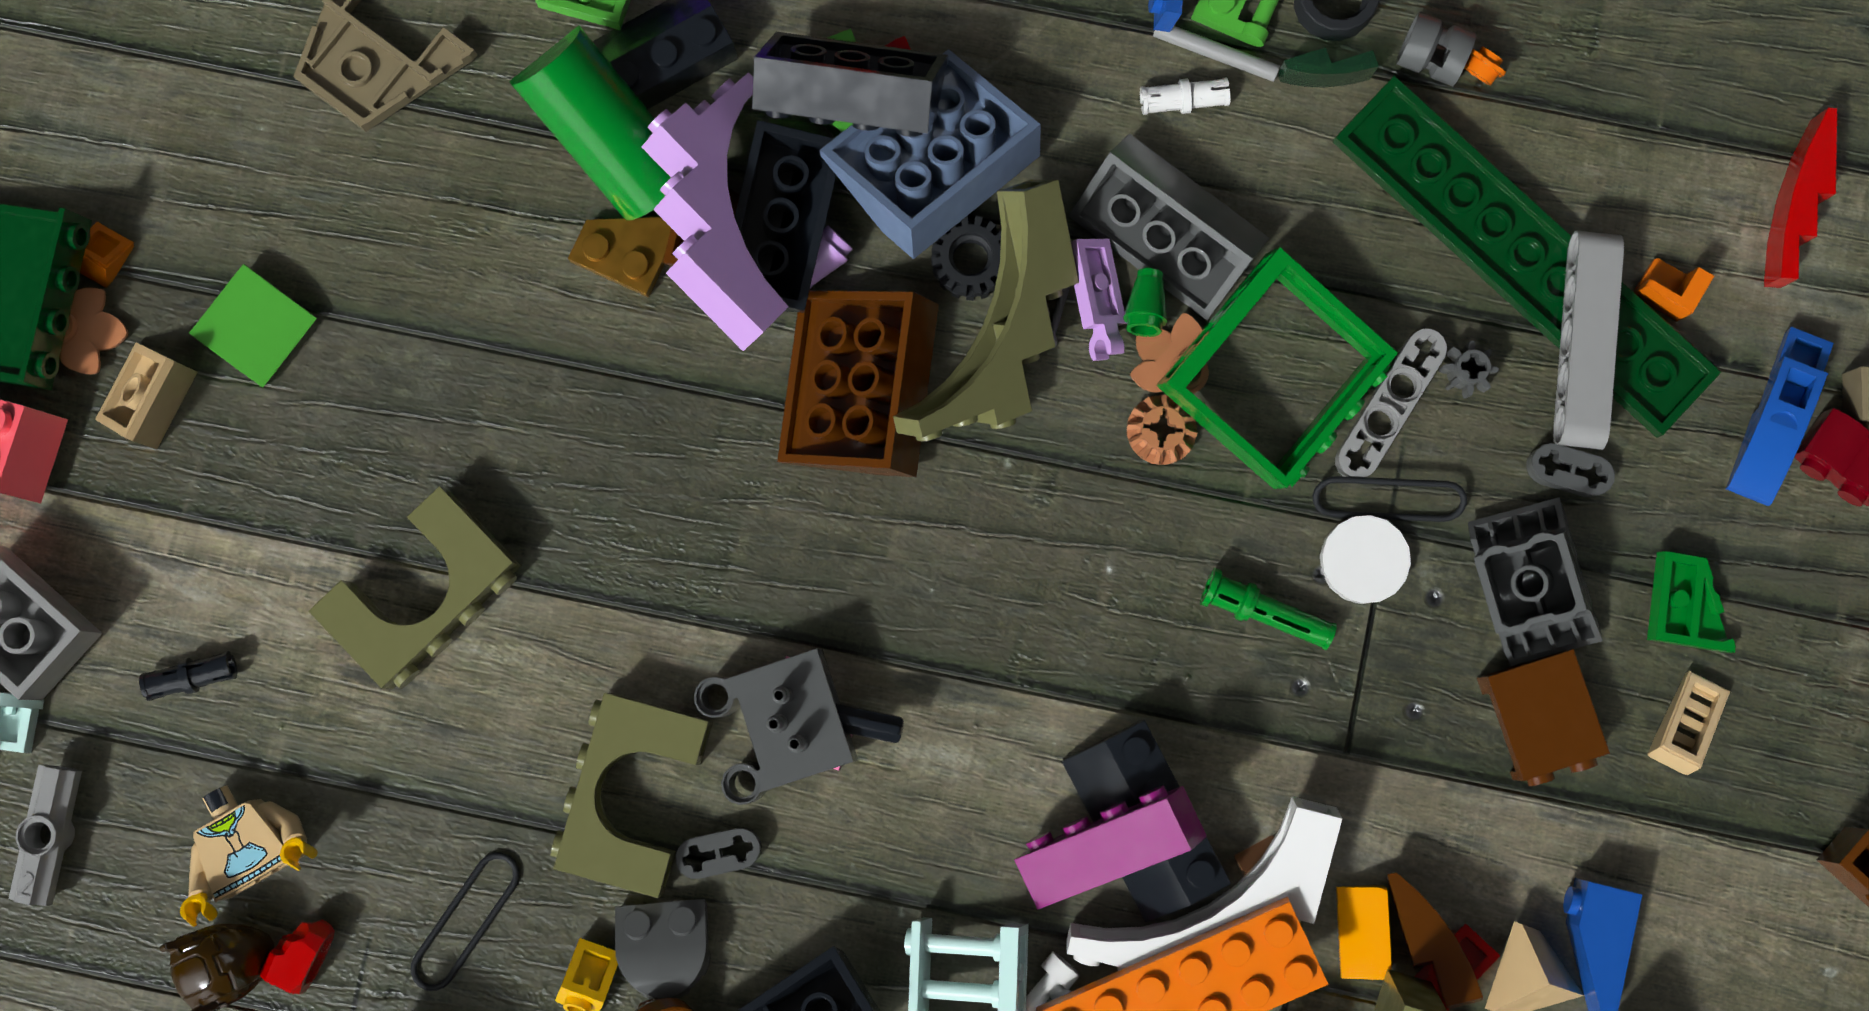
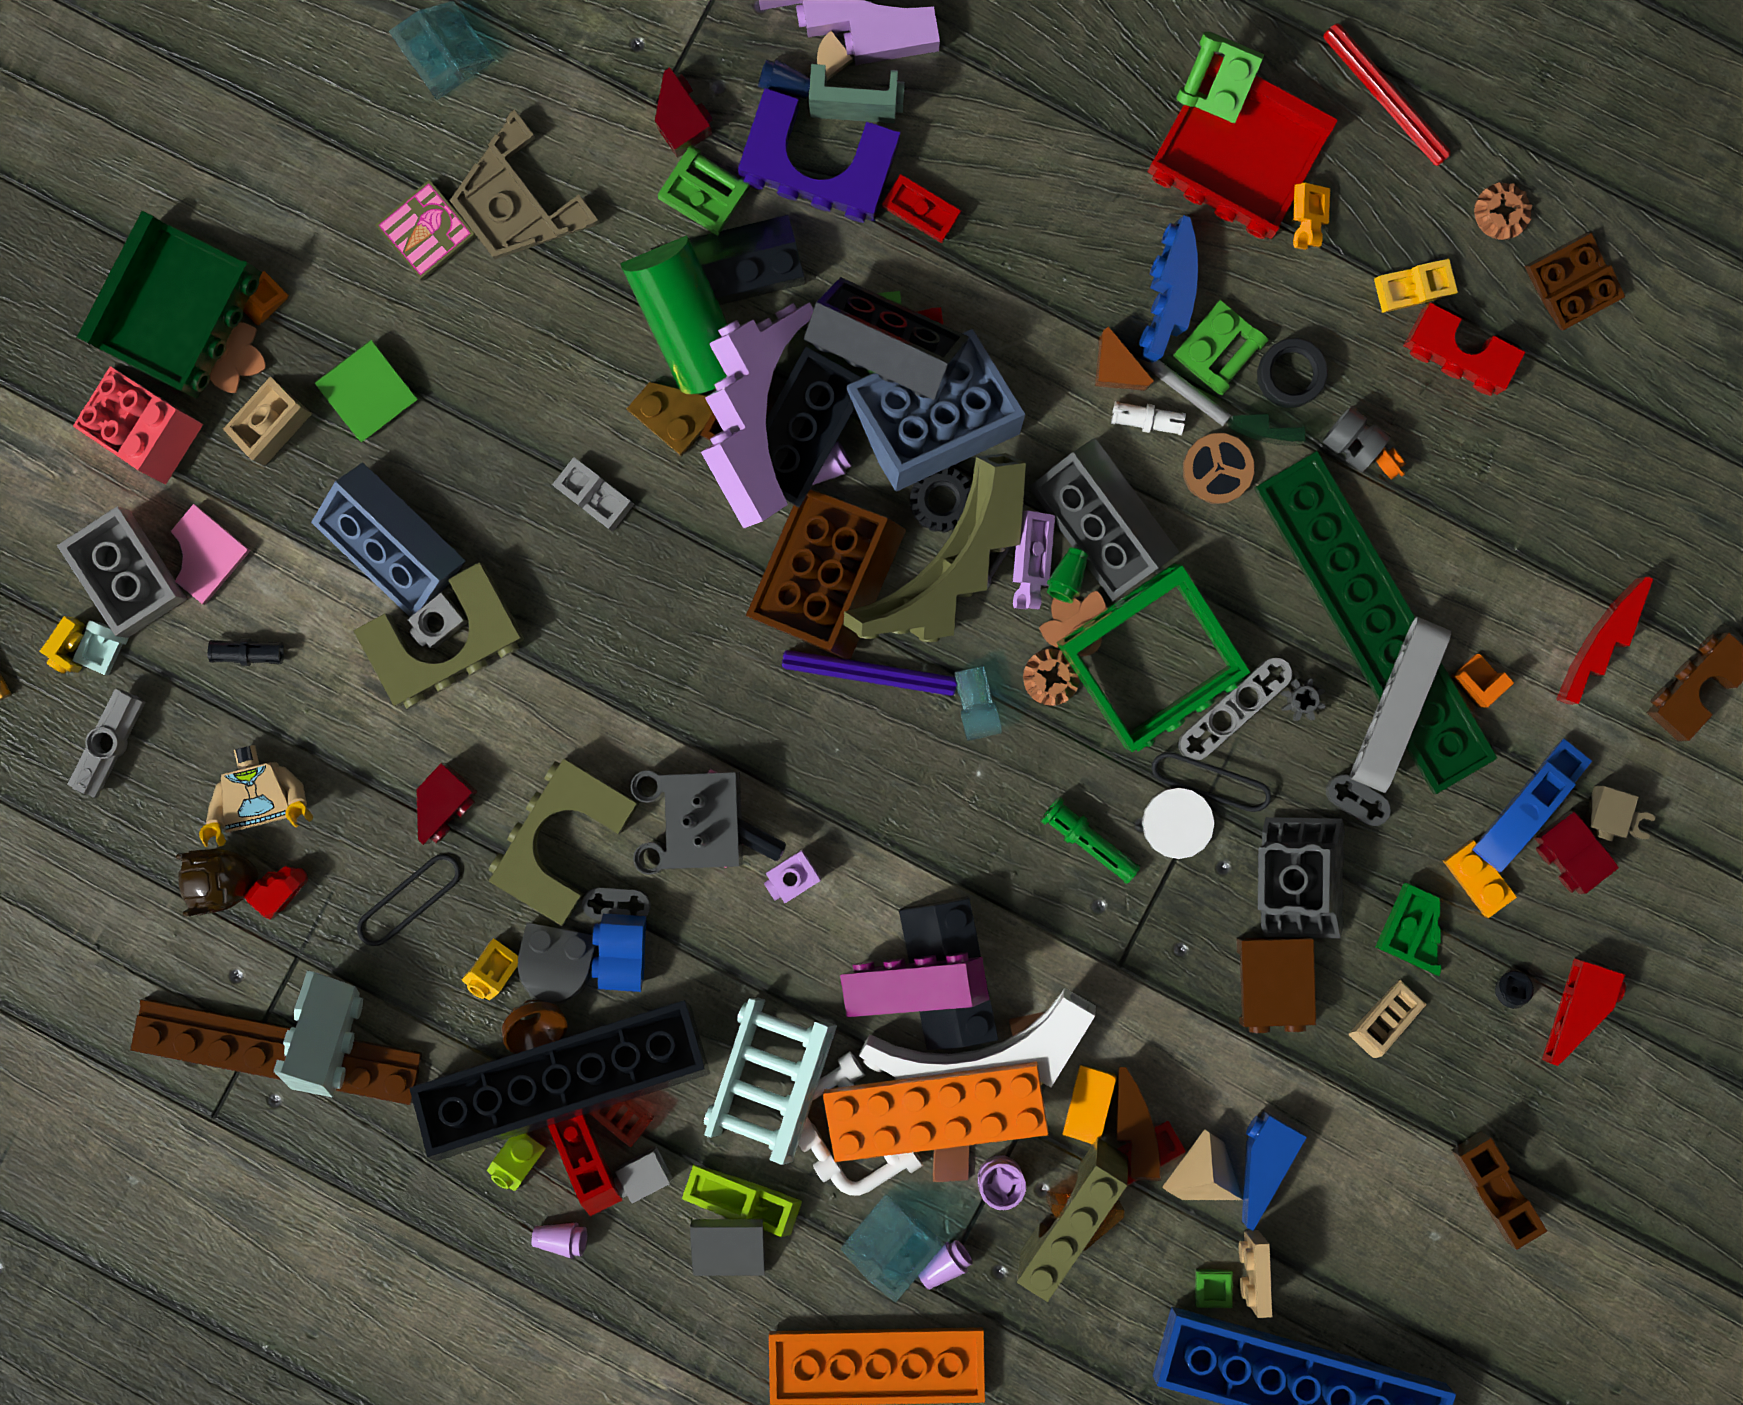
camera: 10 degrees right, 5 degrees up
(113, 573) = (207, 552): none -> bright pink tile
(275, 121) = (425, 230): none -> tile
(322, 493) = (386, 539): none -> sand blue slope
(428, 571) = (452, 616): none -> light grey brick
(469, 788) = (440, 800): none -> dark red slope
(555, 370) = (593, 494): none -> light grey slope
(739, 910) = (620, 952): none -> blue brick
(936, 748) = (801, 867): none -> lavender brick
(944, 486) = (869, 672): none -> dark purple axle
(1088, 496) = (978, 711): none -> clear light blue piece
(1133, 46) = (1118, 366): none -> dark orange slope
(1284, 130) = (1218, 468): none -> medium nougat tile
(1744, 523) = (1479, 880): none -> light orange plate
(1830, 642) = (1514, 989): none -> black tile

